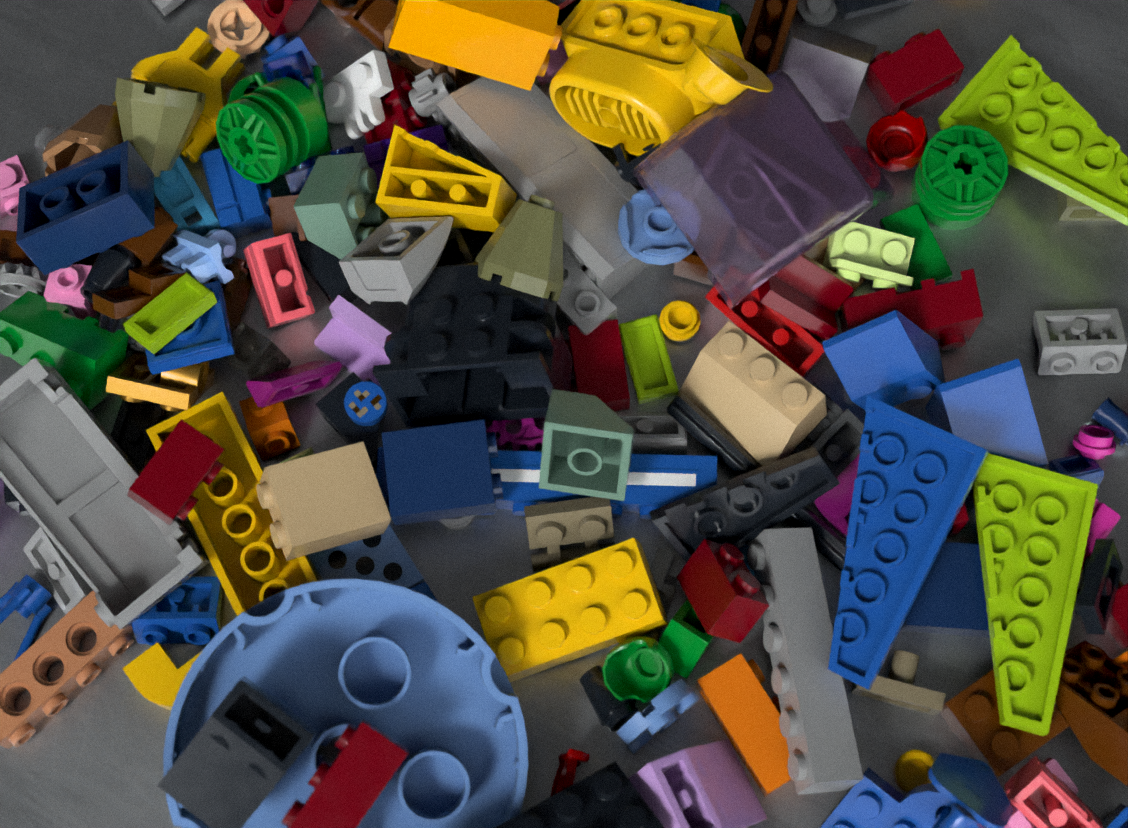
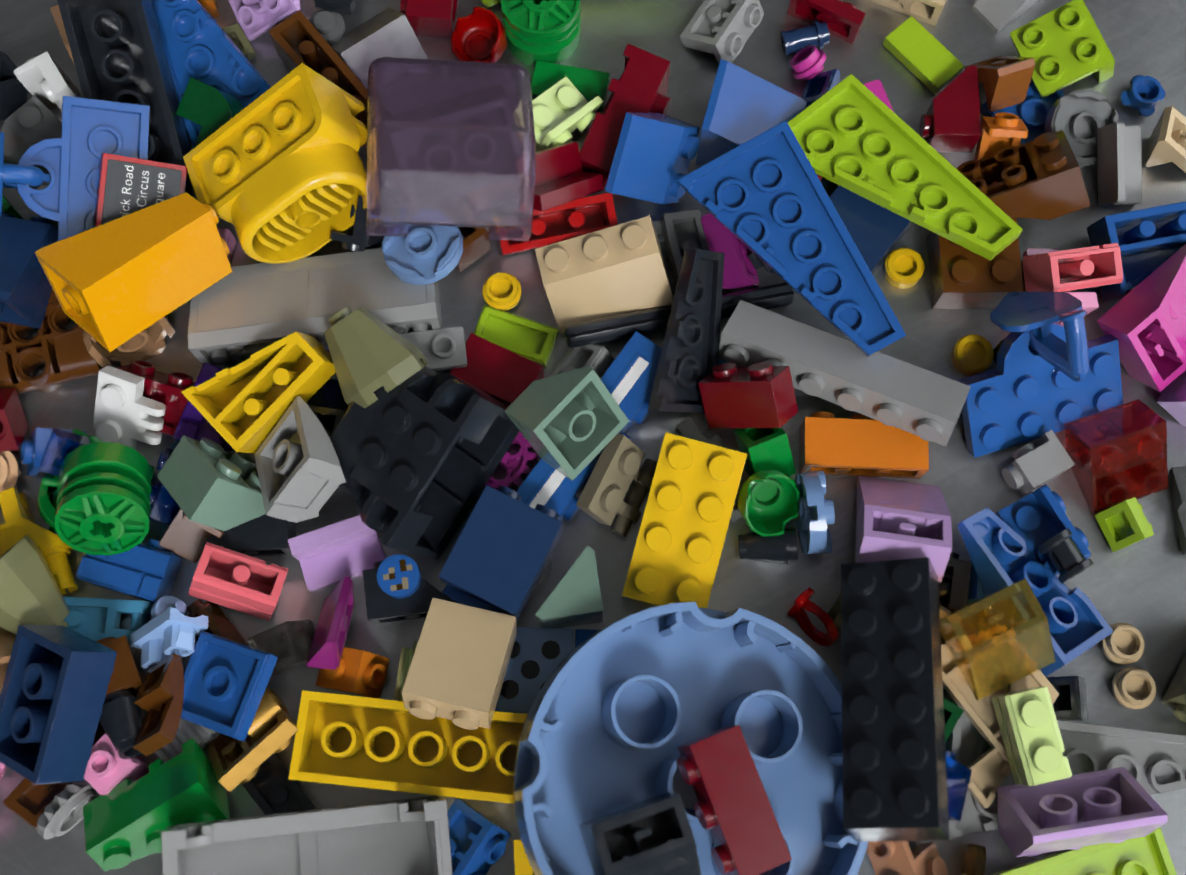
camera: 60 degrees left, 0 degrees up
(170, 313) = (201, 689): lime tile -> none
(176, 473) = (351, 773): dark red piece -> none
(429, 91) = (171, 353): light grey gear -> none
(448, 559) = (576, 596): none -> sand green slope
(720, 76) = (349, 101): yellow piece -> none
(900, 688) = (915, 318): dark tan tile -> none
(956, 657) = (903, 268): none -> yellow tile
(1099, 587) = (935, 133): black plate -> none

